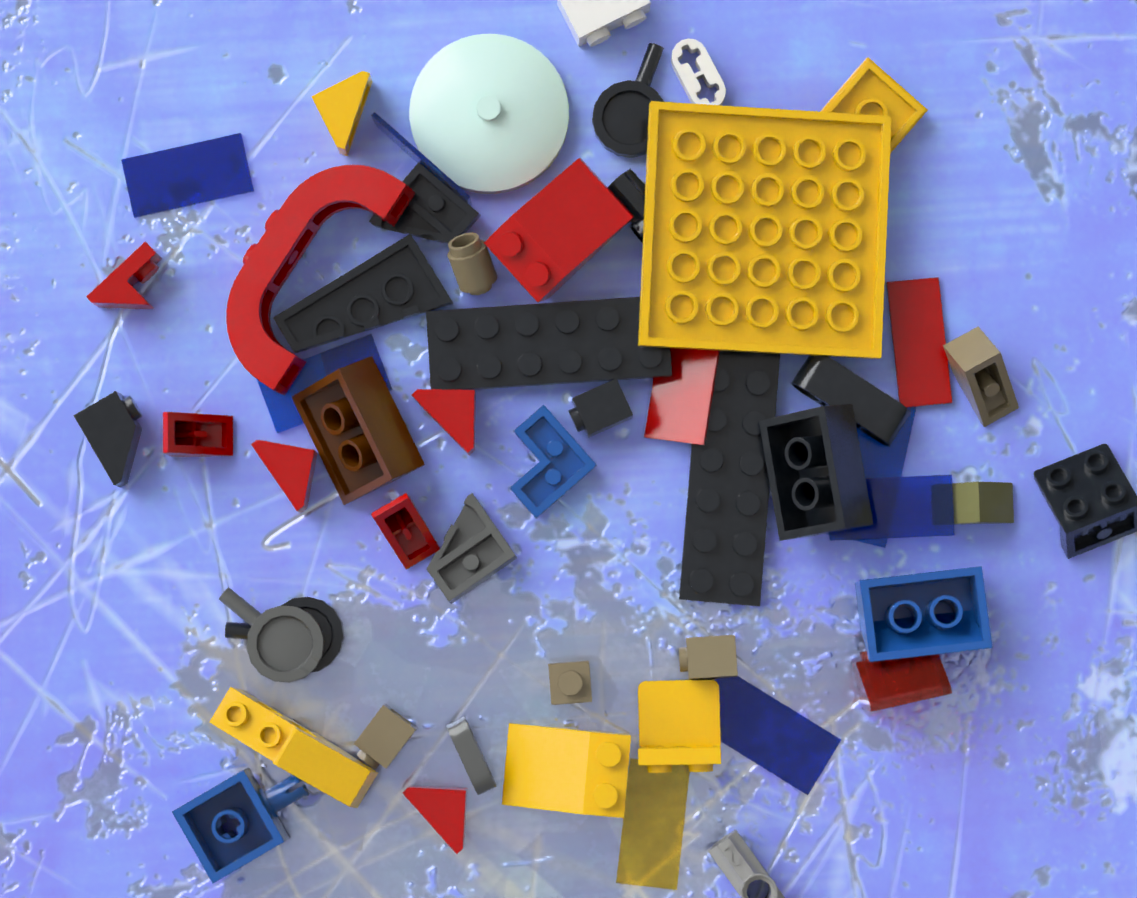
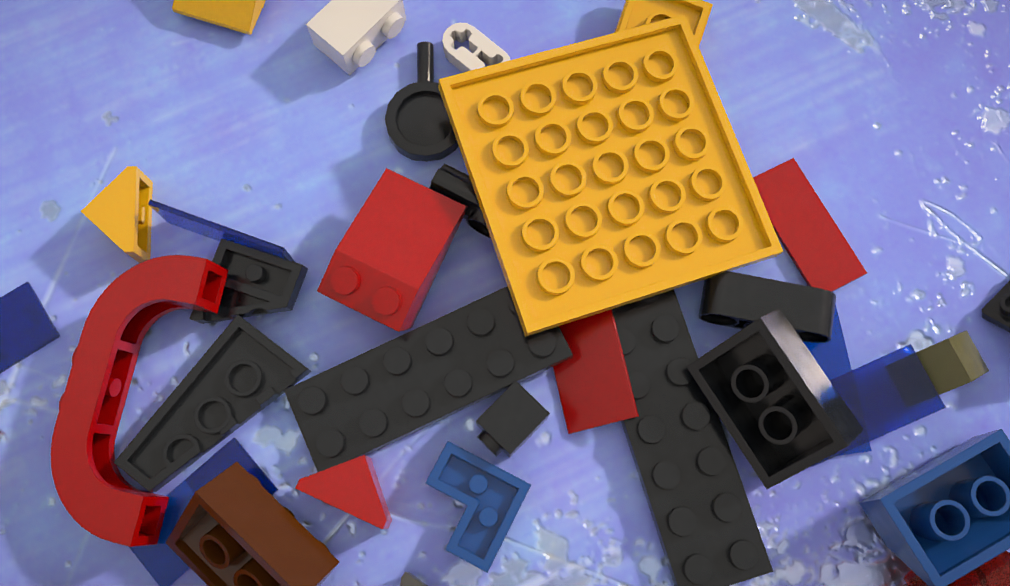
camera: 20 degrees left, 10 degrees down
(471, 264) = (314, 320): dark tan brick -> none
(489, 113) = (282, 166): light aqua dish -> none
(981, 375) = (887, 231): dark tan slope -> none

